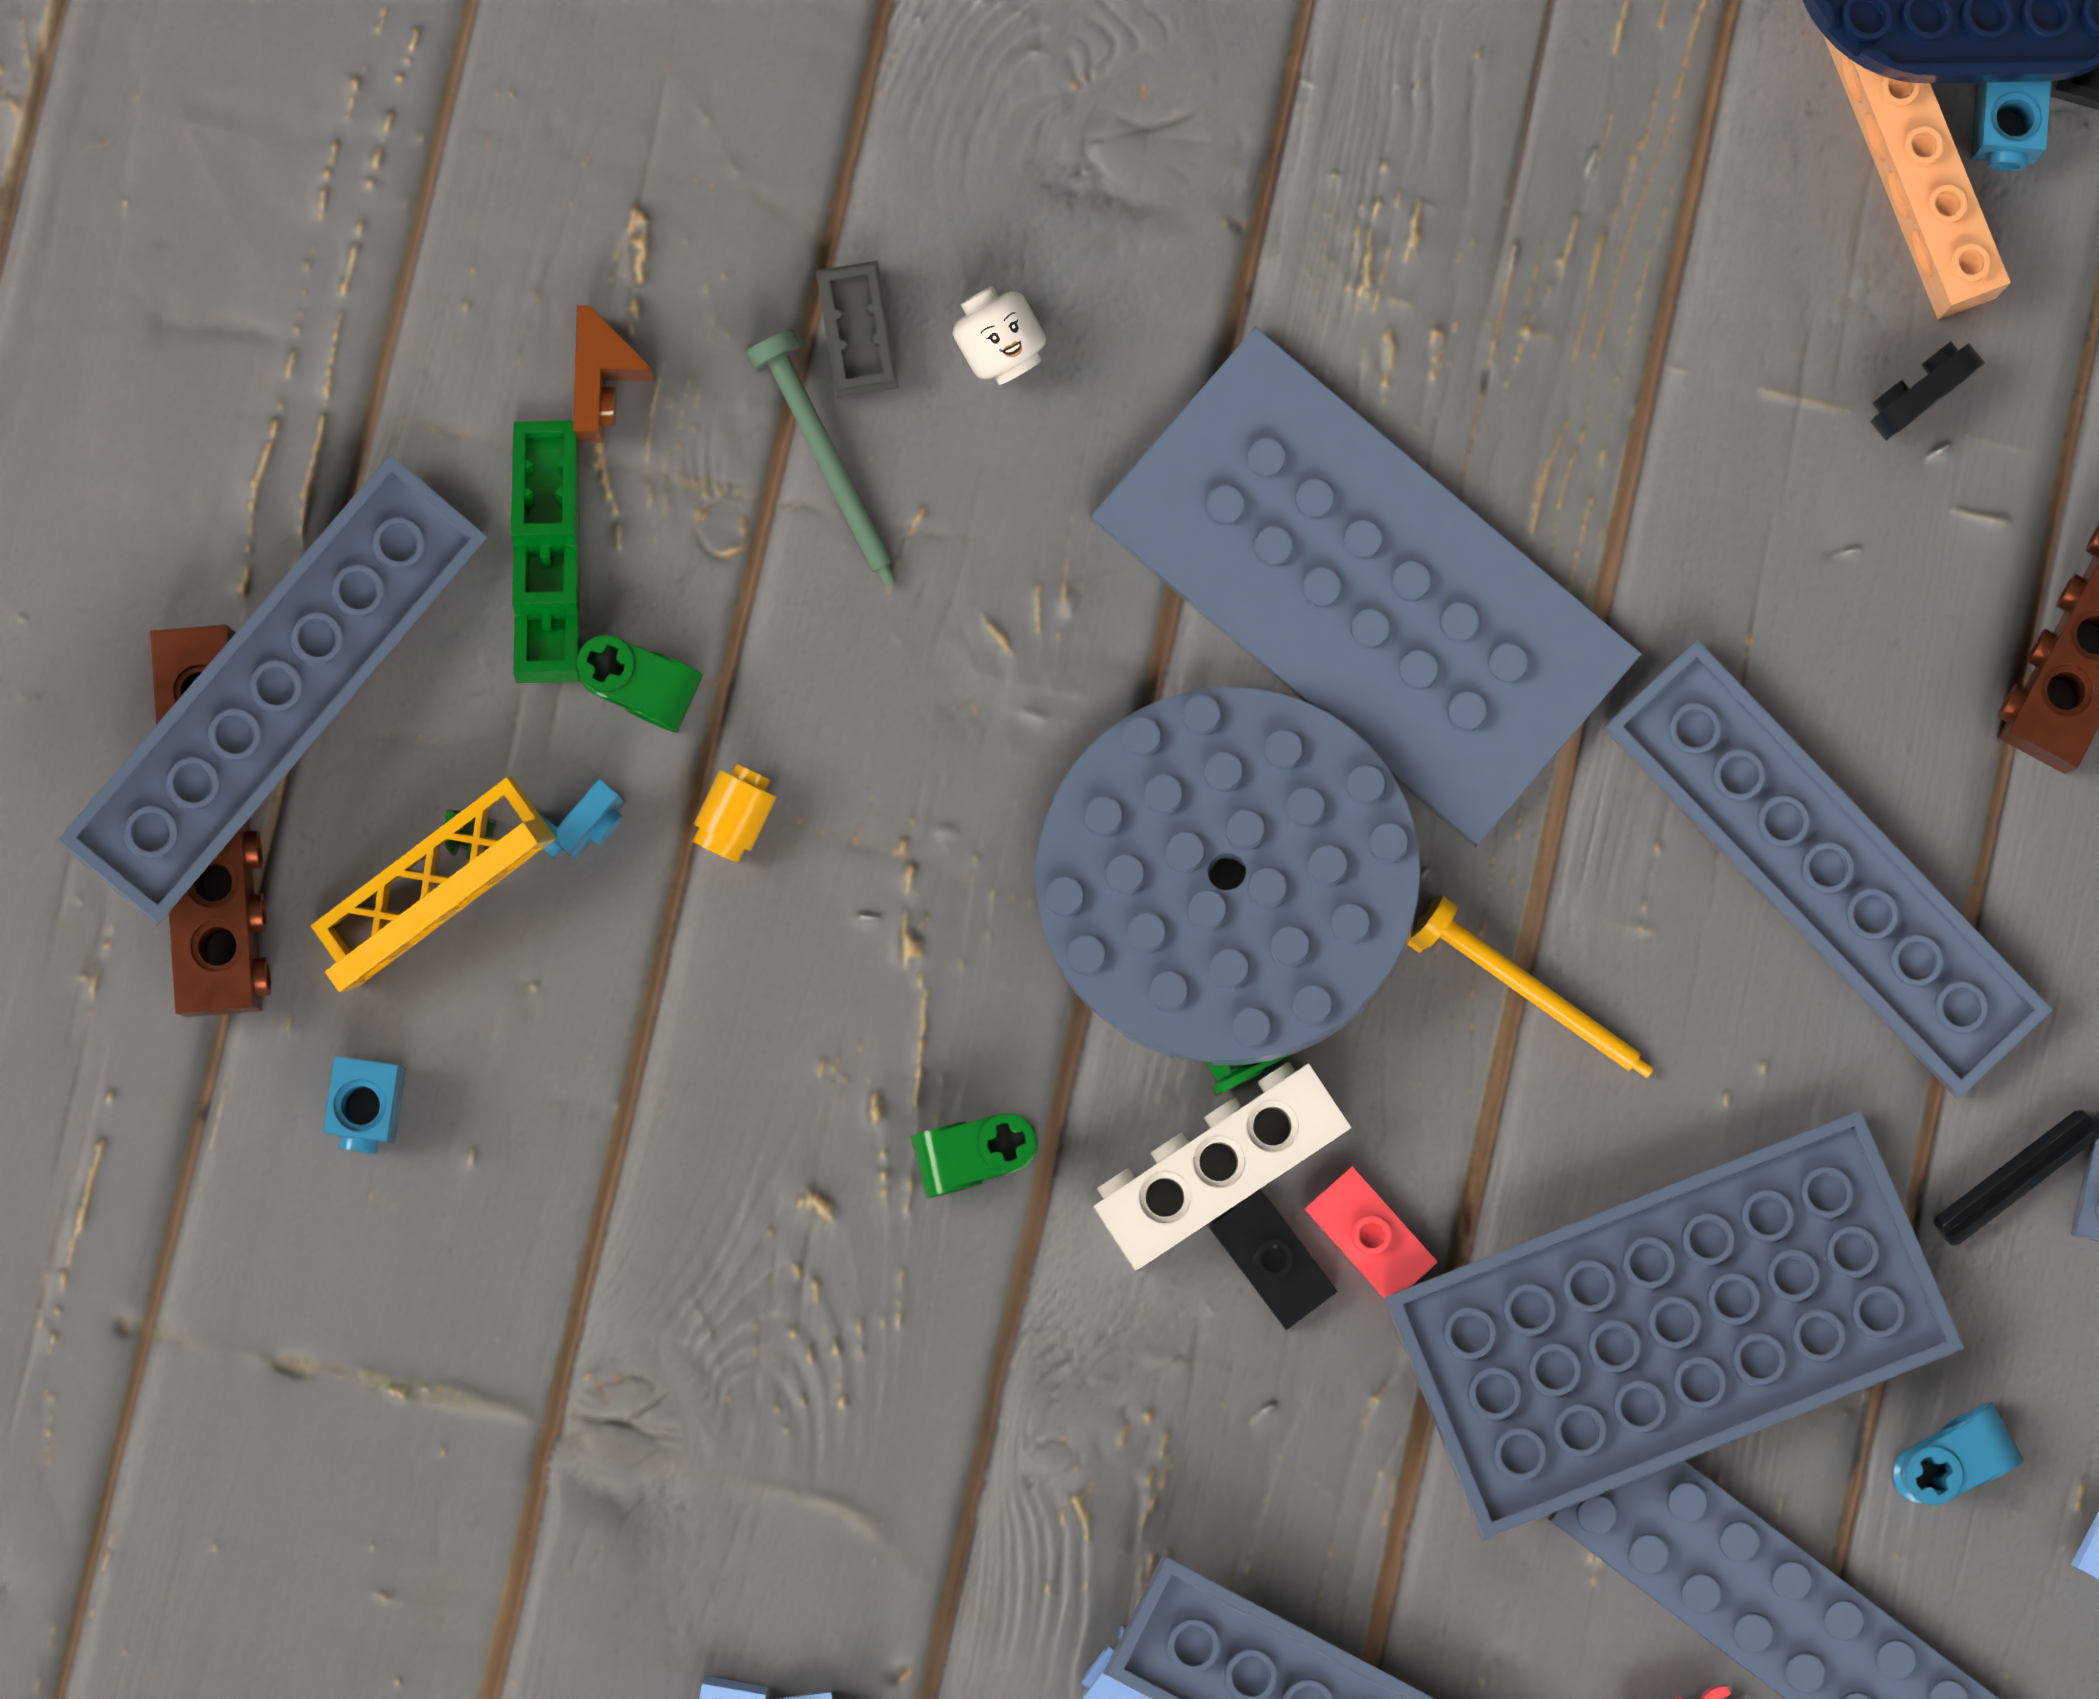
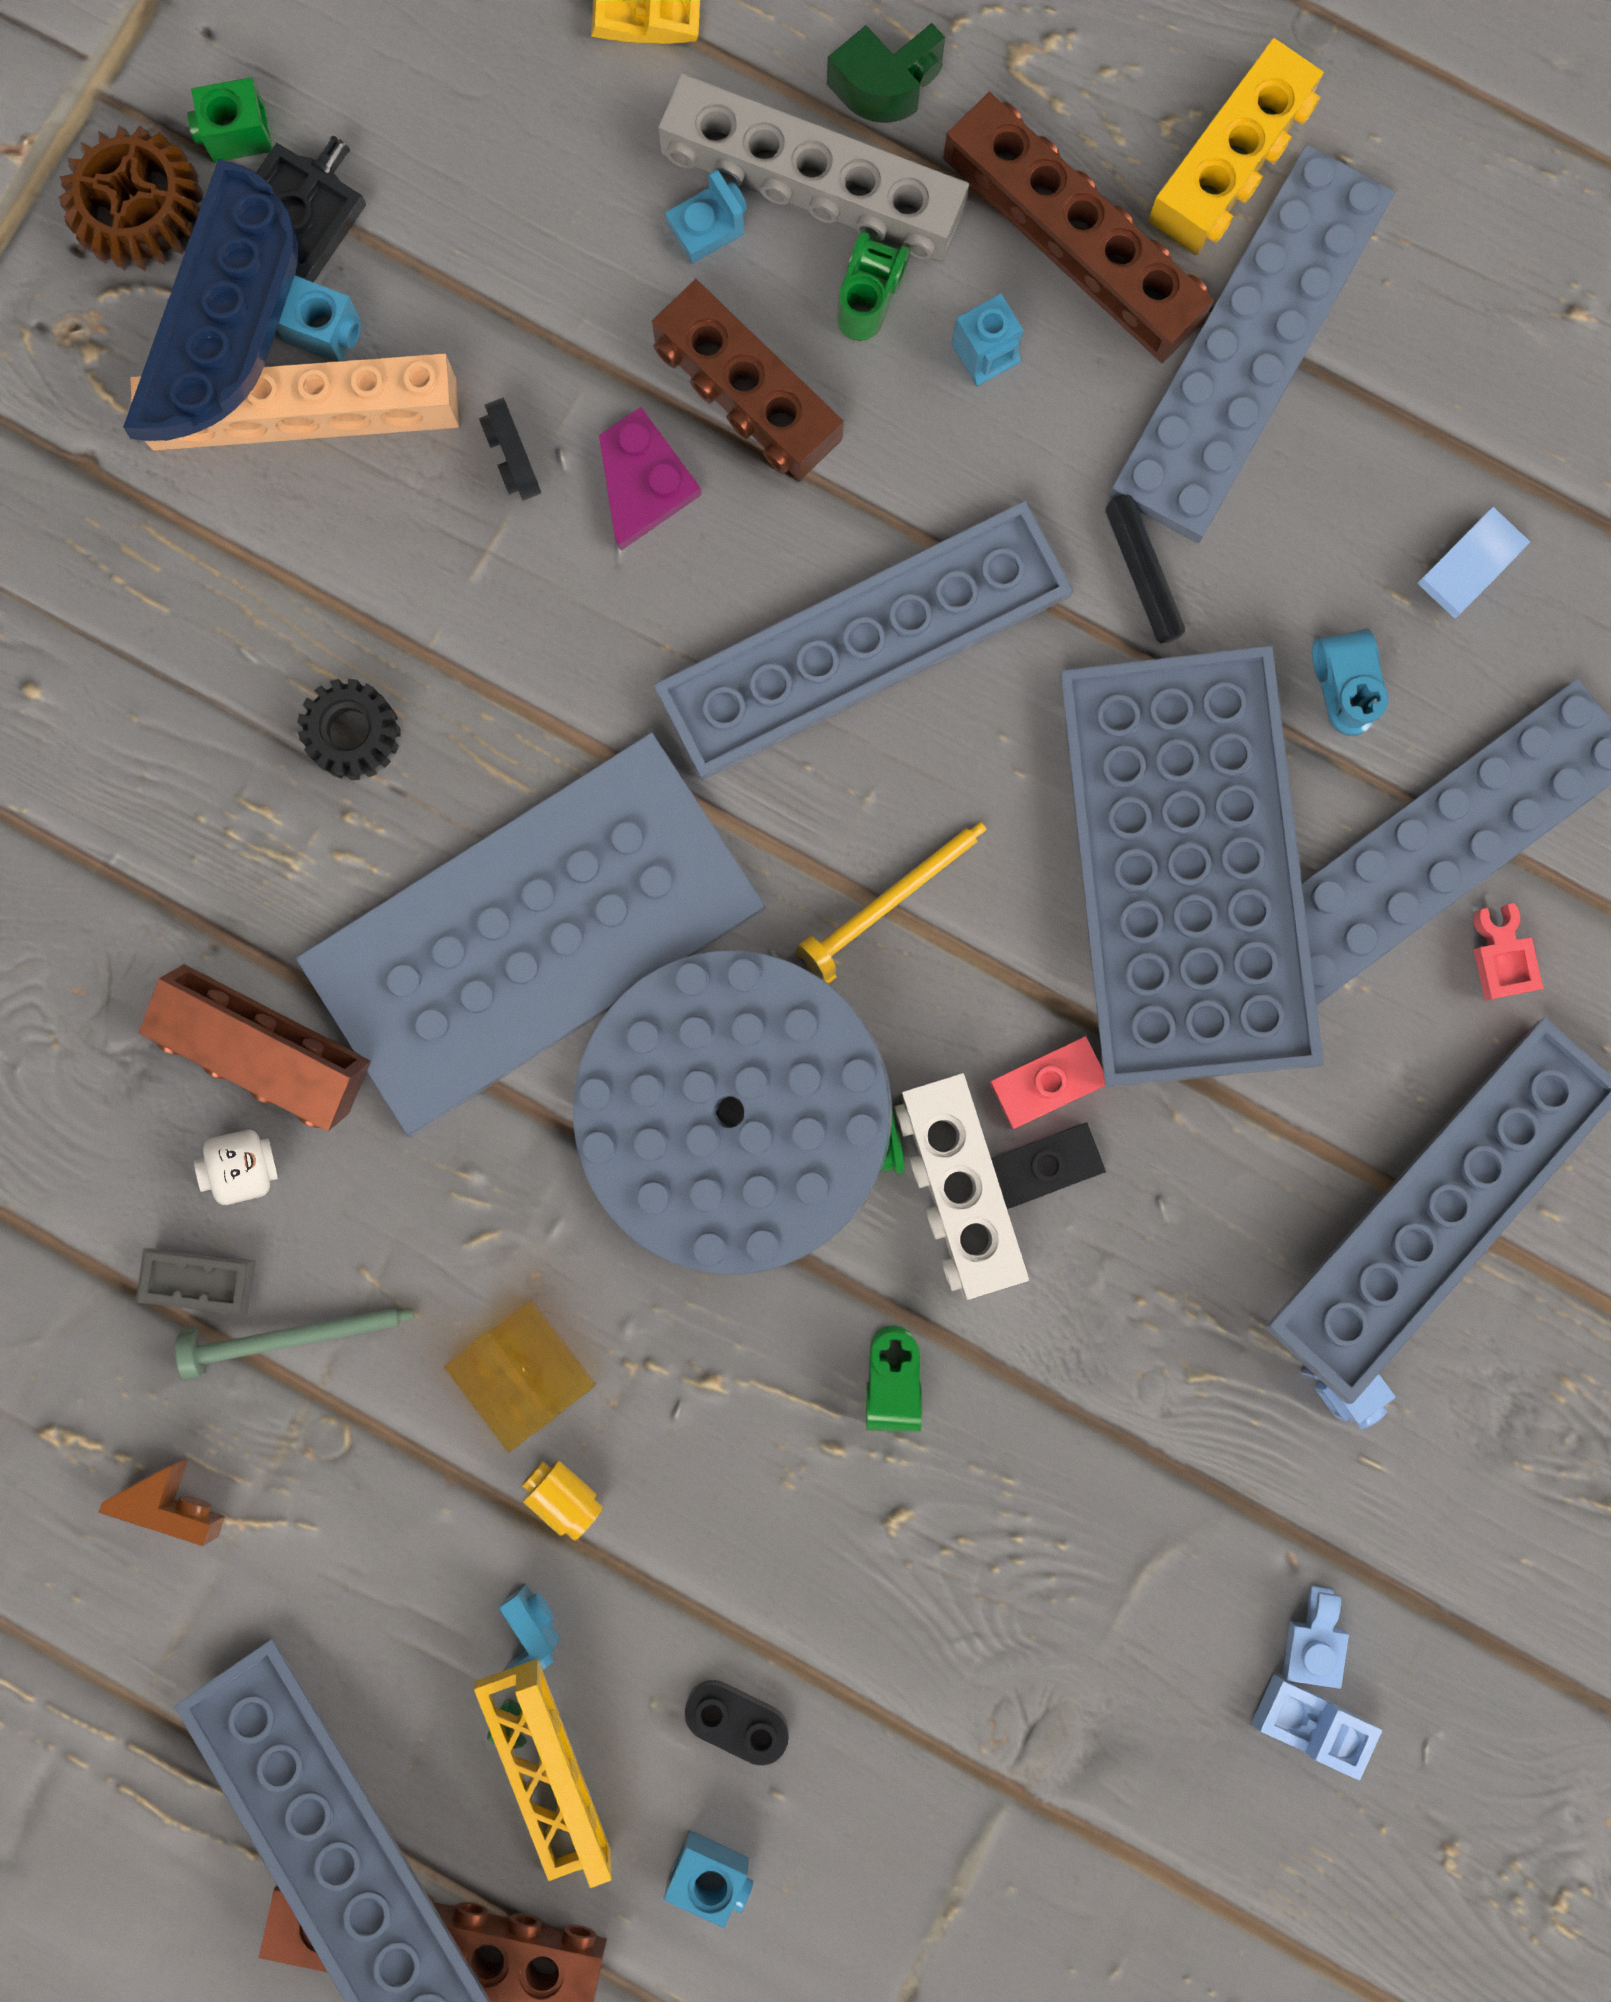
camera: 75 degrees left, 0 degrees up
(541, 1085) = (740, 1718): none -> black plate
(545, 552) = (299, 1593): green slope -> none
(649, 686) = (432, 1543): green piece -> none
(857, 725) = (520, 1375): none -> clear yellow bracket
(1140, 313) = (254, 1047): none -> copper brick
(1538, 267) = (327, 707): none -> black tyre
(1942, 552) = (642, 477): none -> magenta wing

